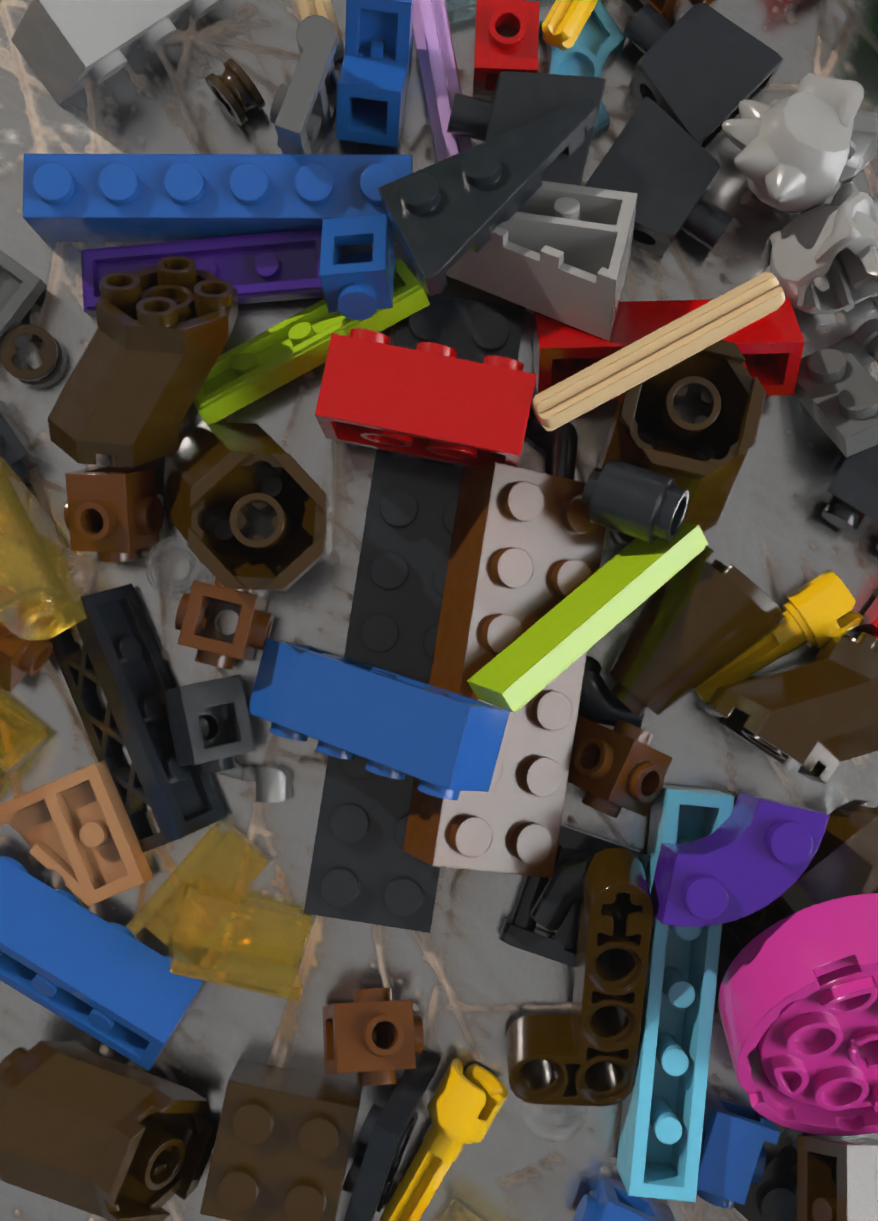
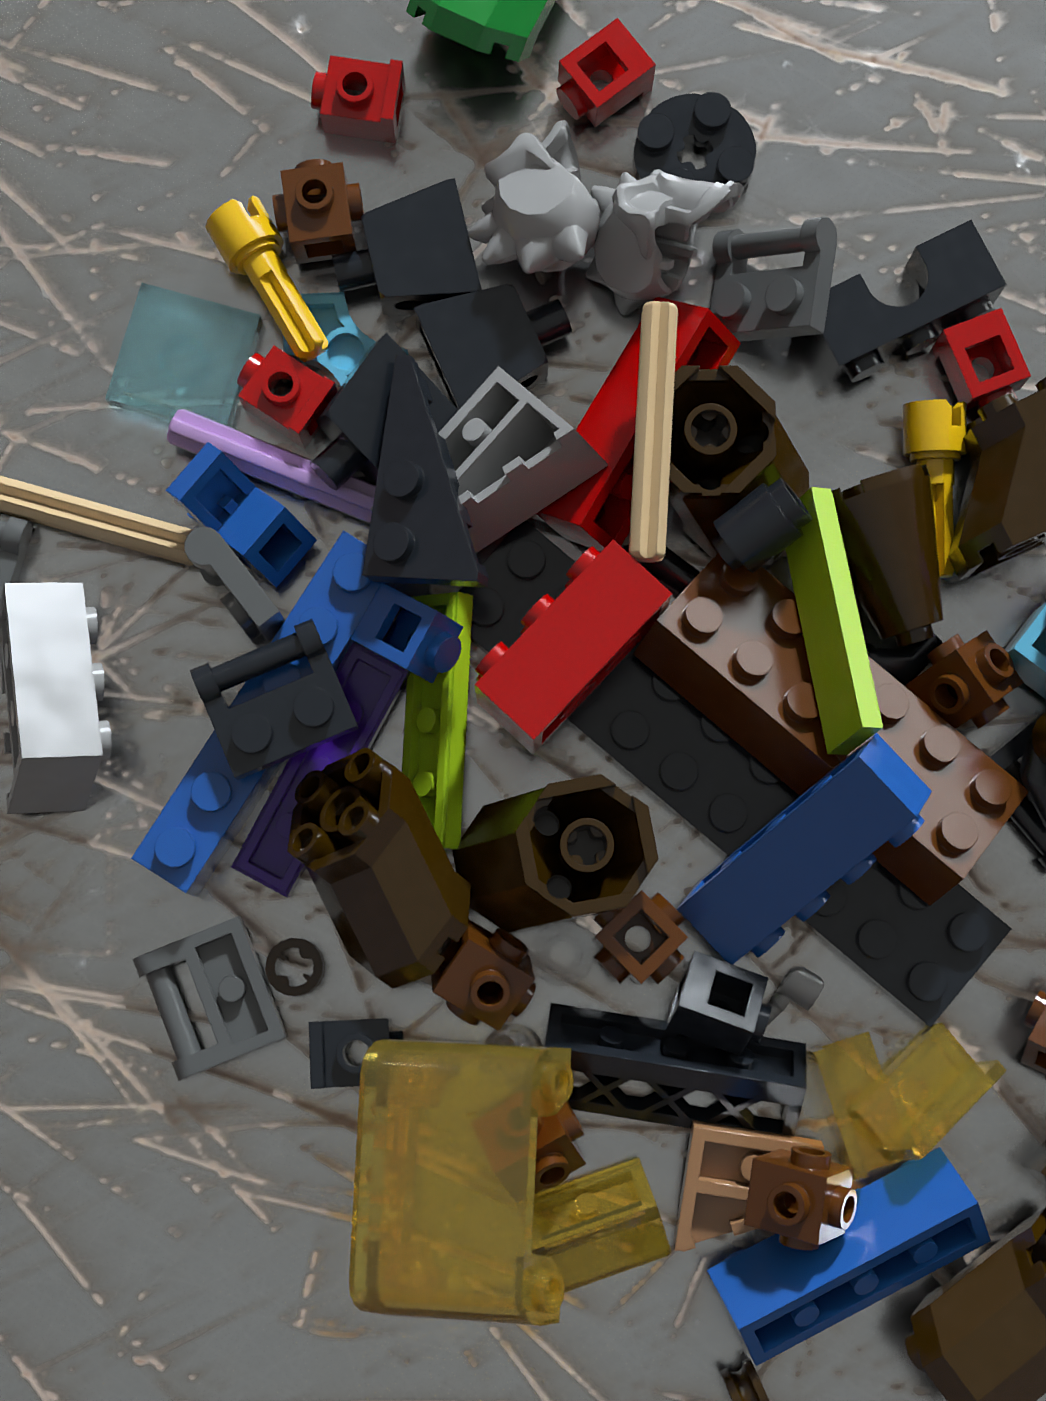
camera: 55 degrees left, 5 degrees down
(80, 887) = (800, 1196): none -> reddish brown brick
(211, 199) = (281, 720): none -> black plate
(235, 91) = (179, 647): dark brown bush -> none

